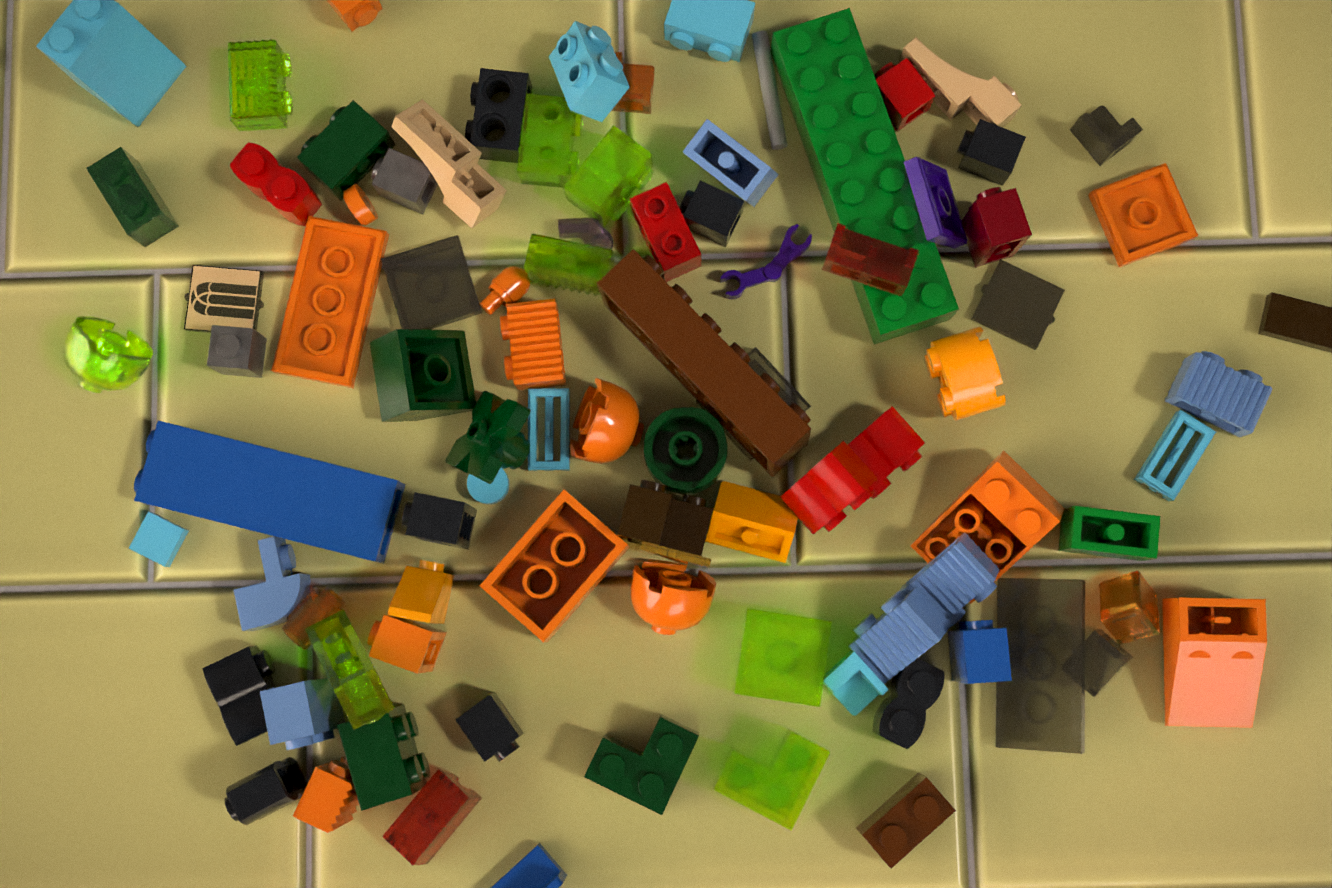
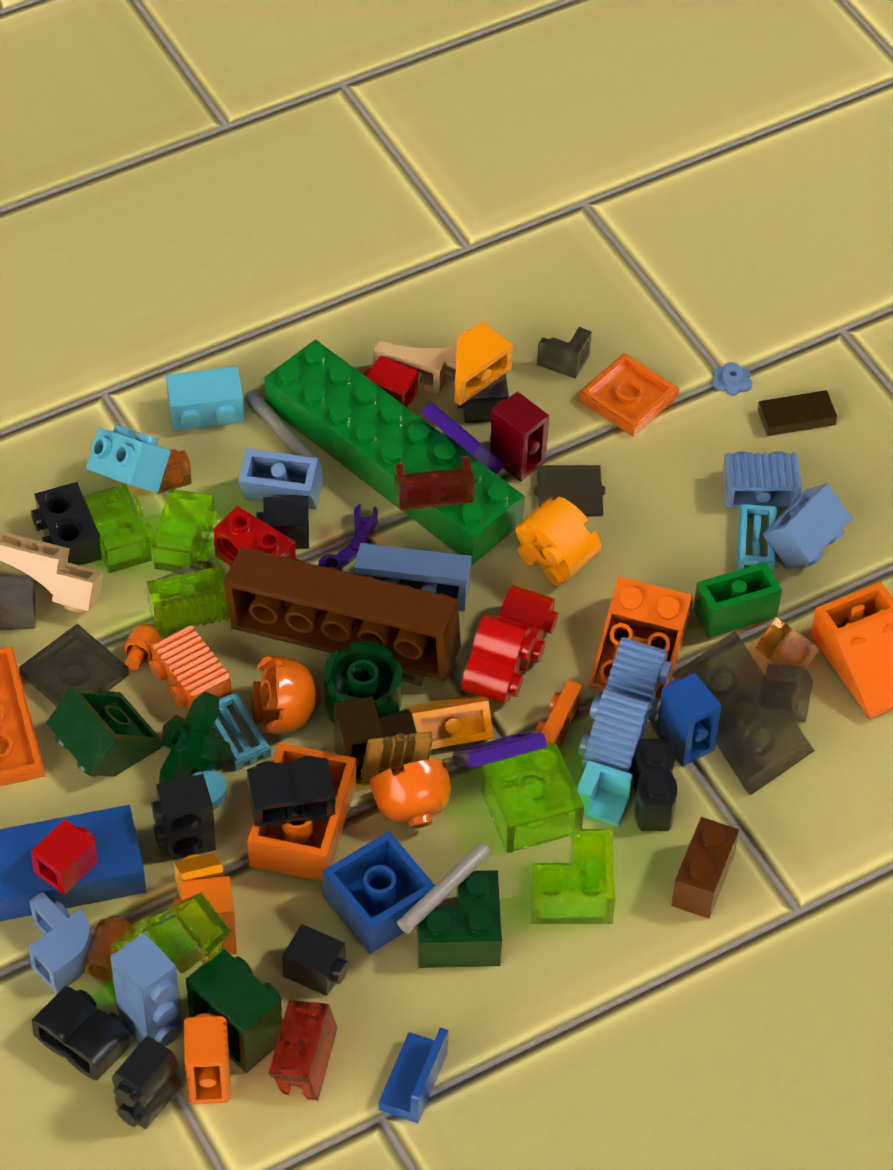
camera: 35 degrees left, 30 degrees down
(302, 519) = (65, 856): none -> red brick
(539, 561) = (290, 791): none -> black brick
(581, 693) = (375, 890): none -> blue brick
(633, 737) = (443, 888): none -> light grey bar
(776, 594) = (499, 749): none -> dark purple tile
(800, 342) = (418, 569): none -> medium blue brick
(867, 567) = (562, 713): none -> orange plate
(1001, 119) = (480, 360): none -> light orange slope
(1232, 479) = (808, 527): none -> medium blue brick
(1252, 245) = (732, 379): none -> medium blue plant

